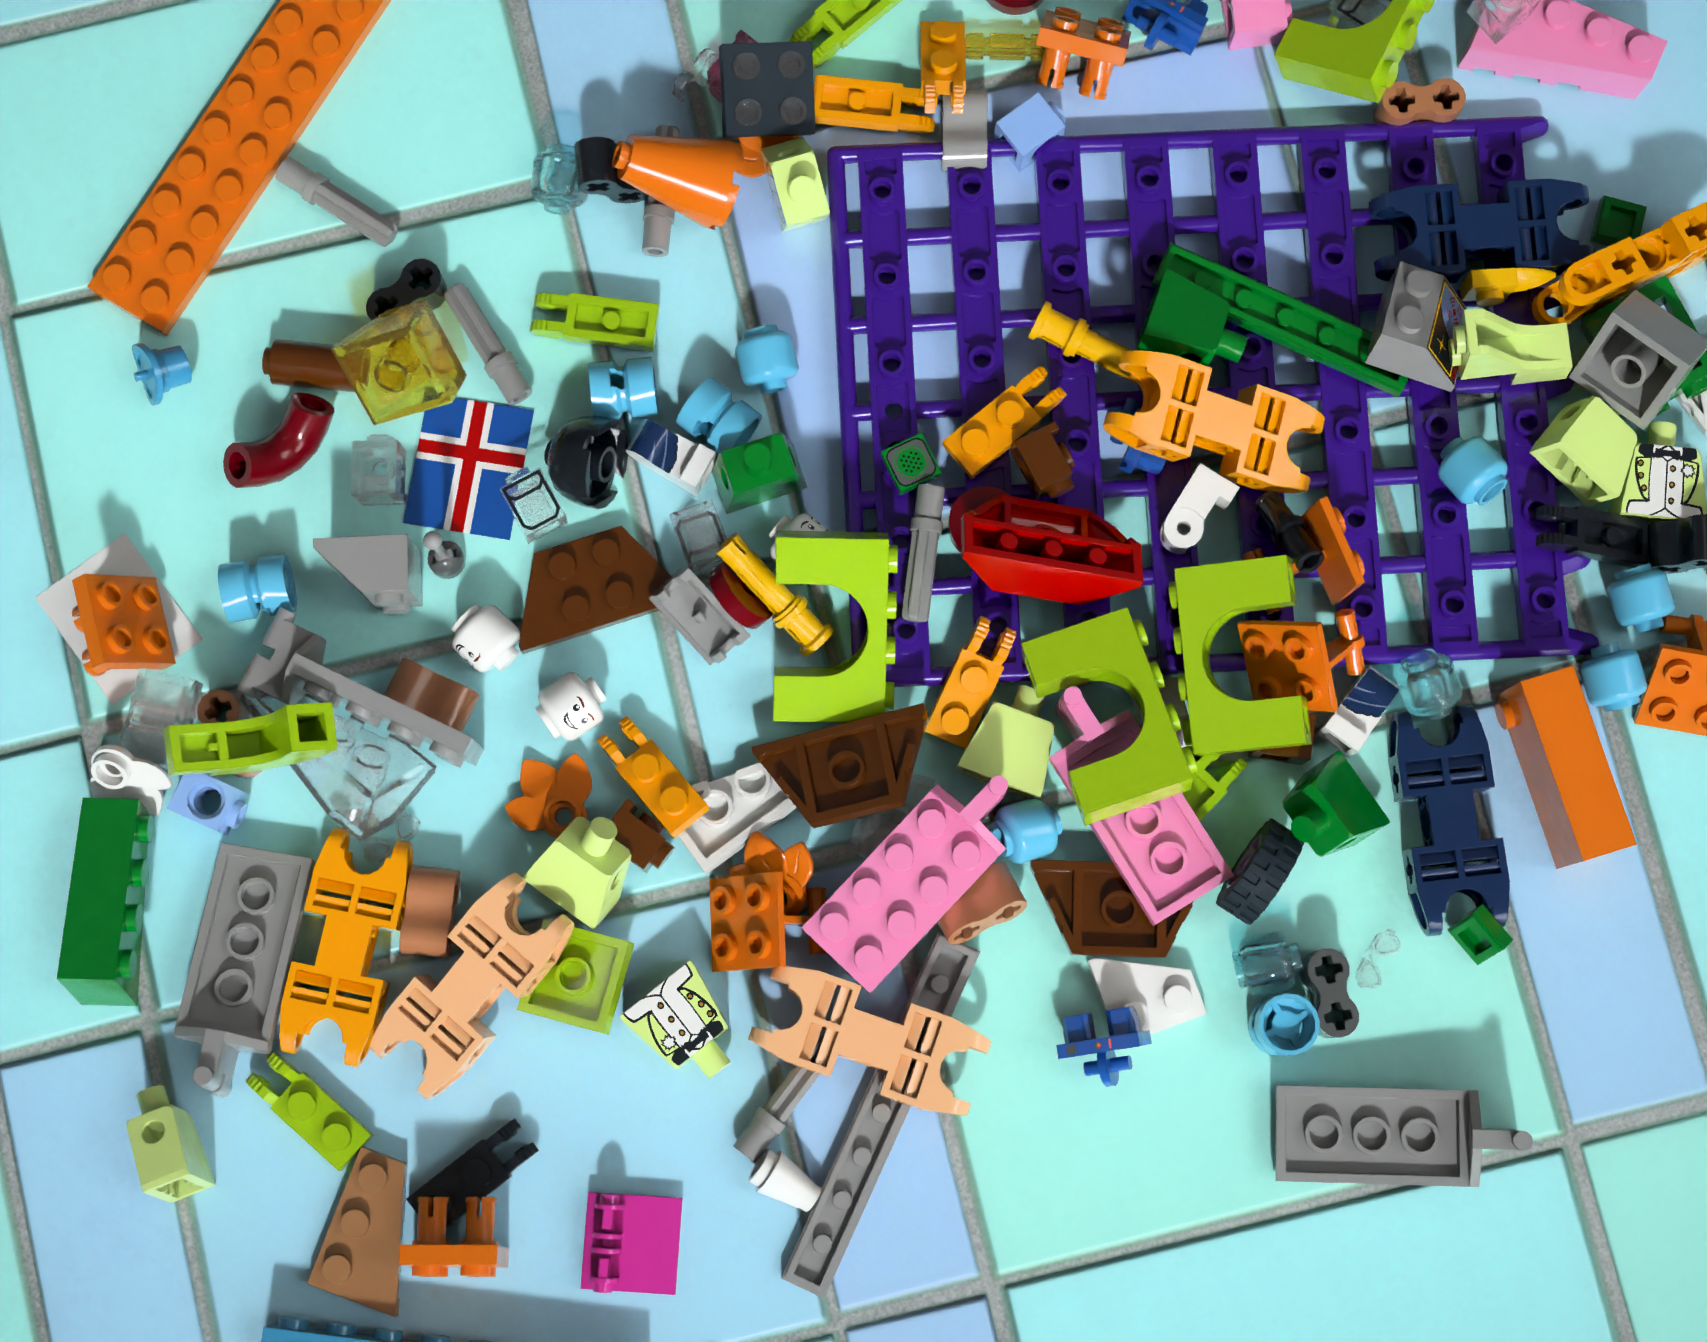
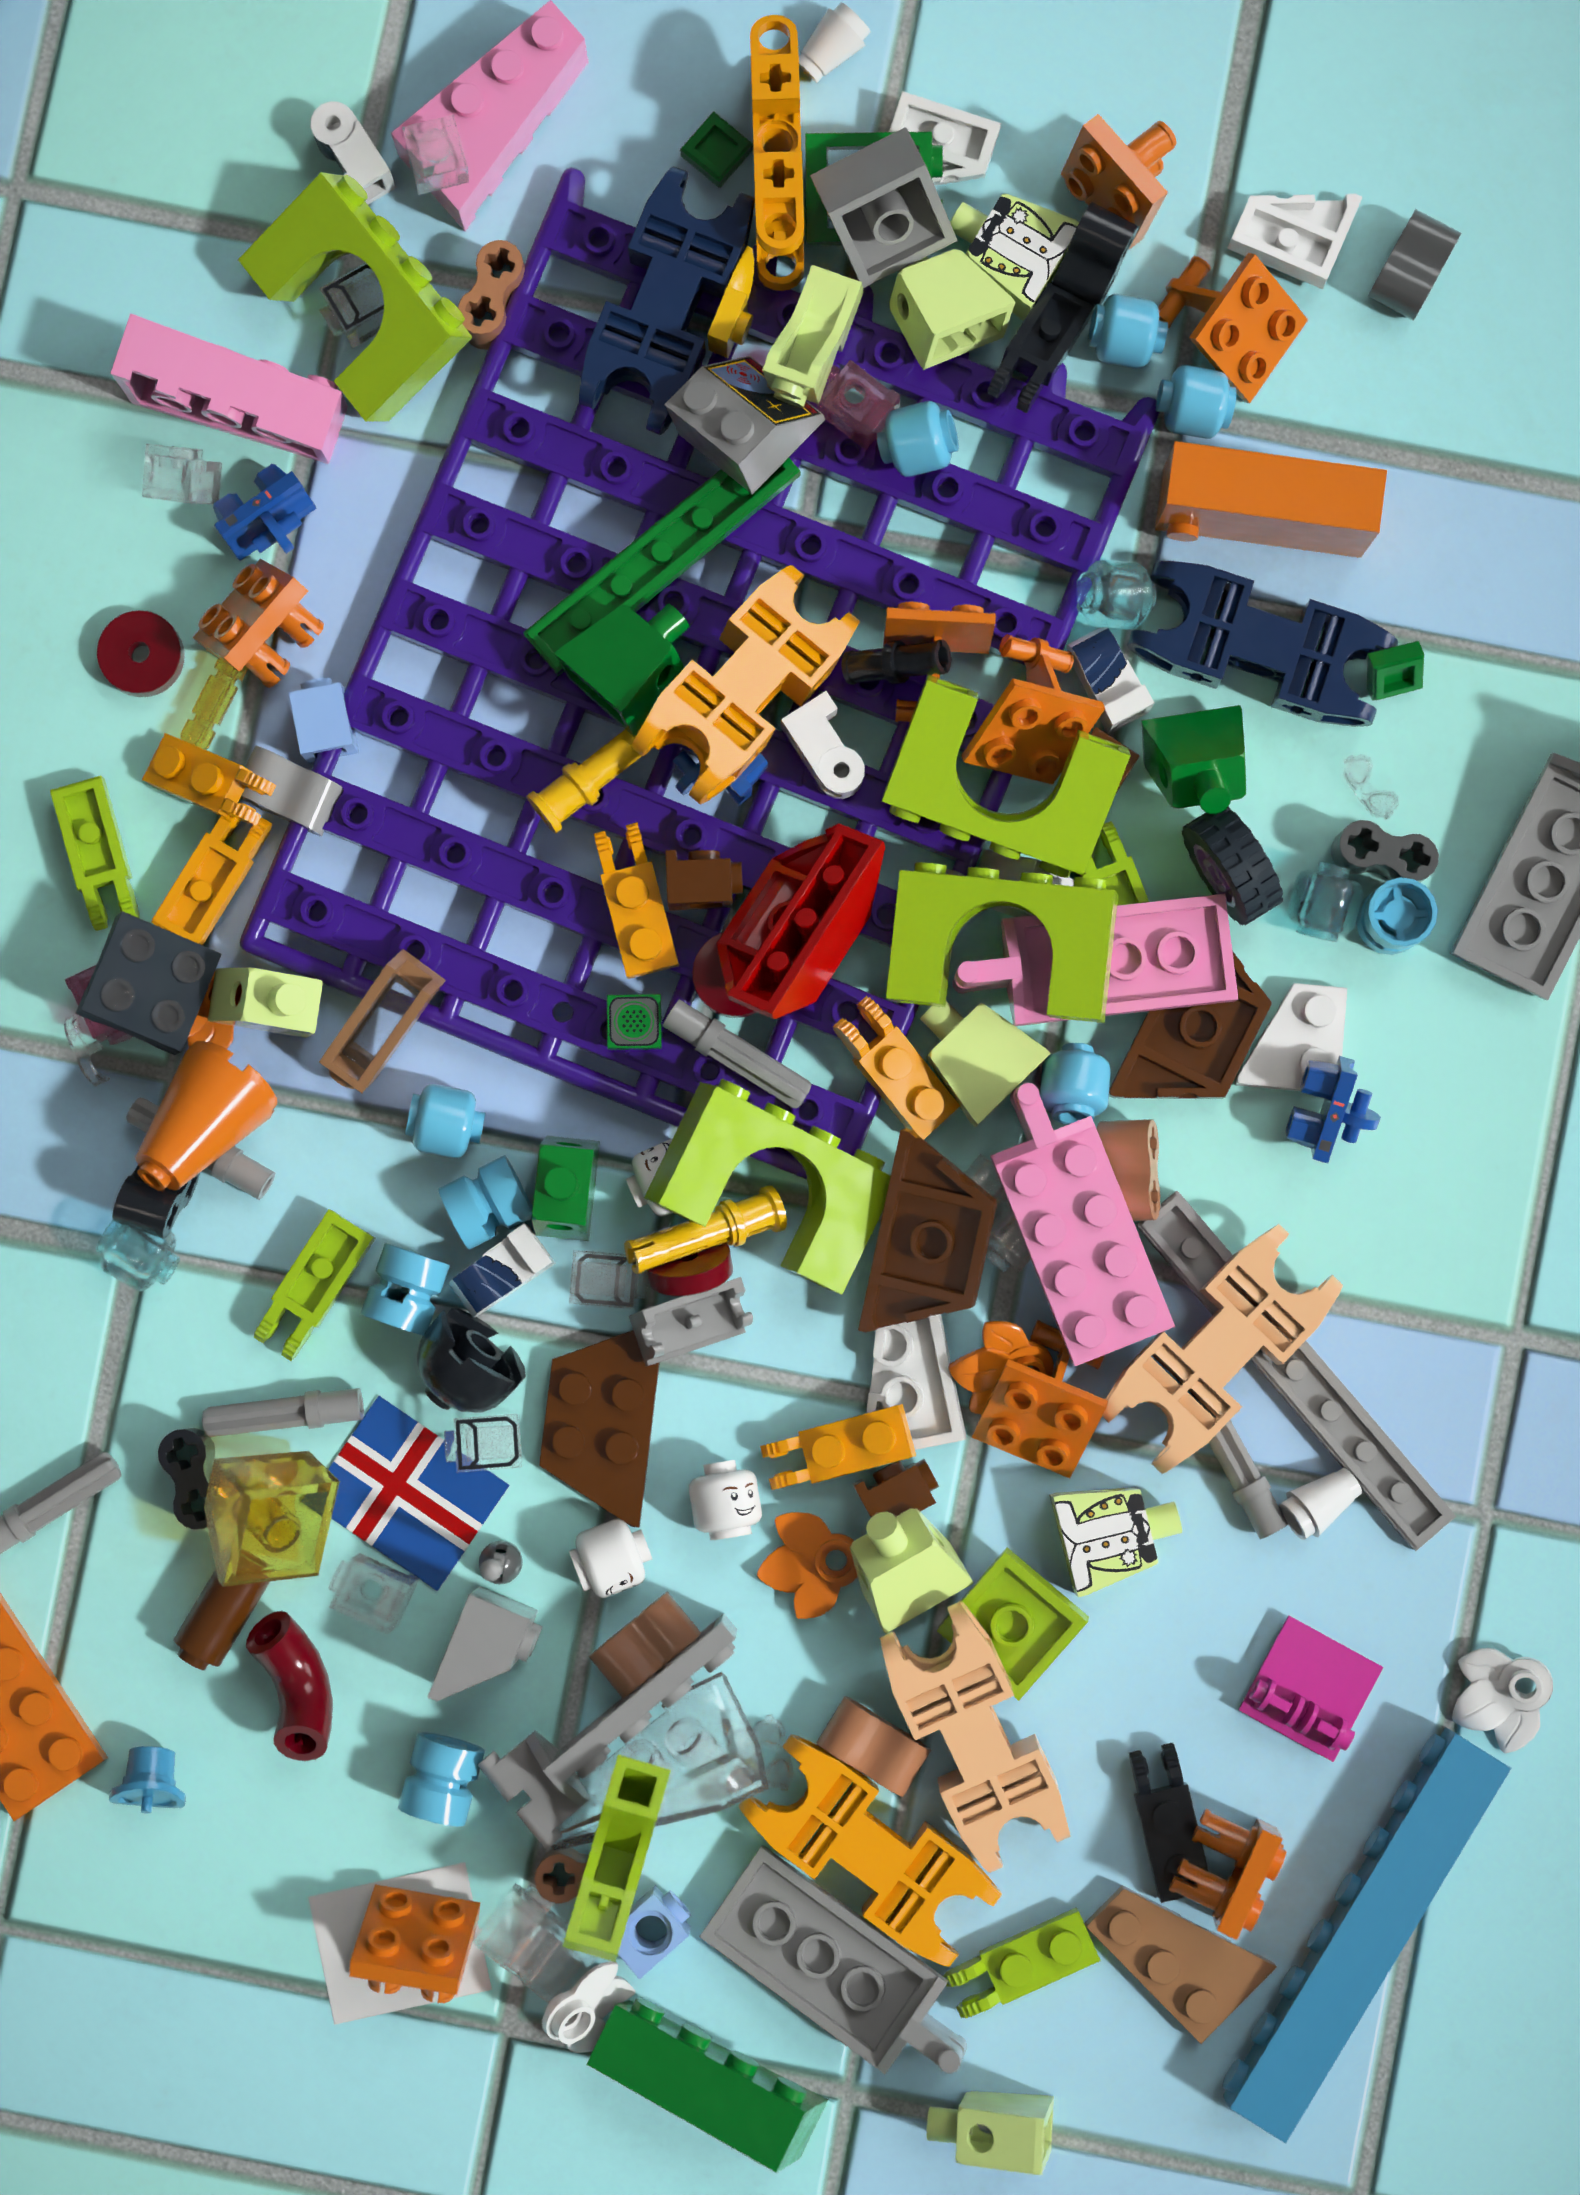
camera: 60 degrees left, 5 degrees up
(820, 274) = (381, 1021): none -> medium nougat window
(1467, 420) = (858, 420): none -> clear pink brick

